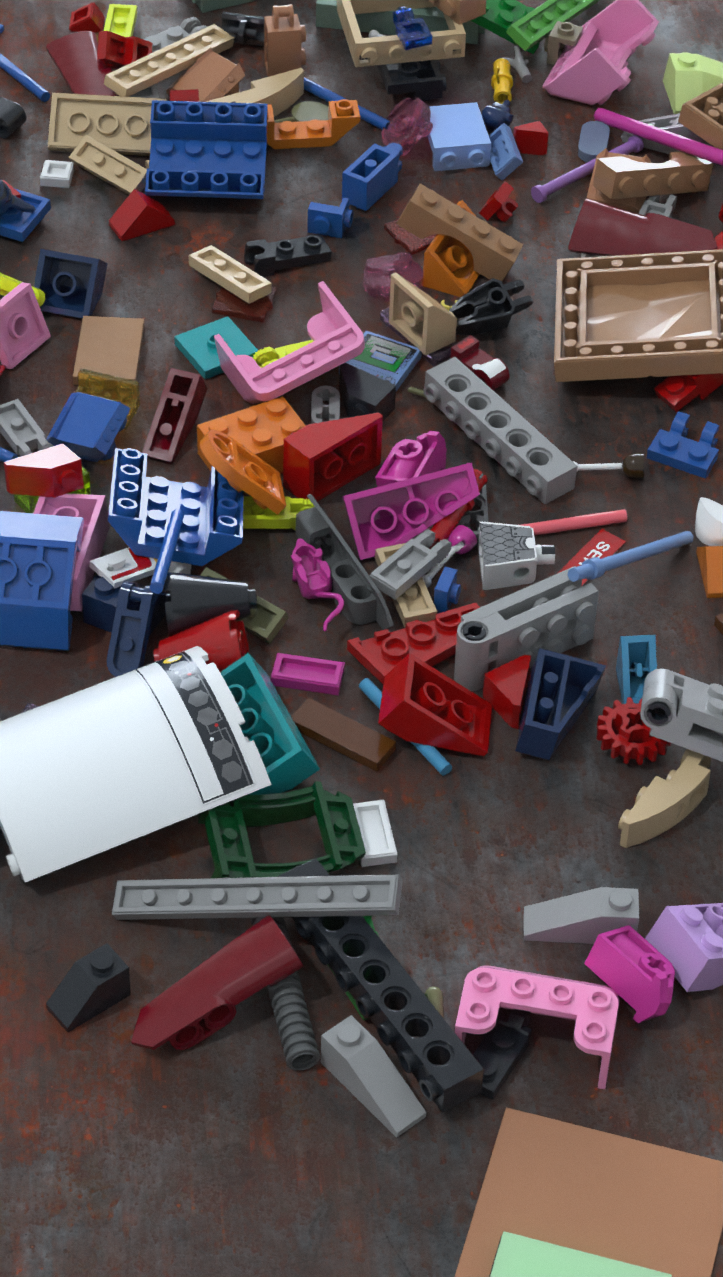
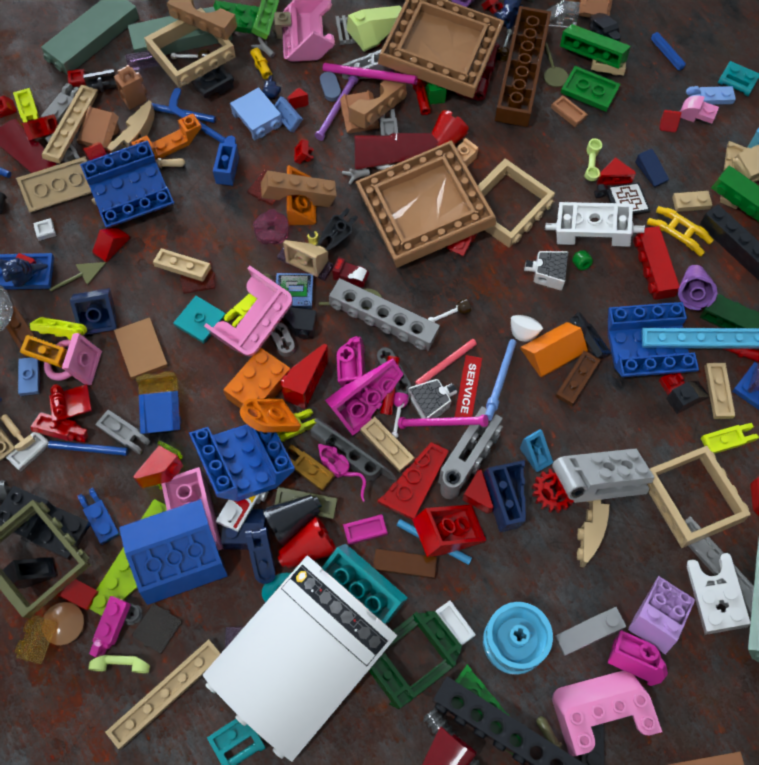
camera: 25 degrees left, 20 degrees up
(86, 242) = (87, 271): none -> olive piece
(109, 165) = (73, 213): tan plate -> none
(167, 551) = (258, 498): blue bar -> none
(175, 415) = (203, 384): dark red slope -> none
(211, 15) = (76, 77): none -> red tile
(258, 897) = (429, 718): light grey tile -> none
(268, 570) = (311, 469): none -> pearl gold hinge
(286, 253) = (205, 235): black plate -> none
(293, 156) = (179, 162): none -> tan piece
(307, 111) = (165, 126): olive piece -> none
(321, 23) = (141, 60): none -> clear purple tile
(329, 219) = (217, 202): blue bracket -> none
(334, 93) = (177, 111): none -> blue piece
(408, 124) = (235, 119): clear pink plate -> none
(409, 564) = (386, 436): light grey hinge -> none
(411, 31) = (204, 57): clear blue plate -> none
(446, 590) = (412, 440): blue plate -> none
(456, 869) = (501, 635): none -> medium azure piece
(561, 573) = (482, 420): none -> dark pink bar
(562, 253) = (356, 174): none -> light grey bar
(657, 68) = (343, 20): none -> light grey tile
(683, 453) = (482, 285): blue plate -> none

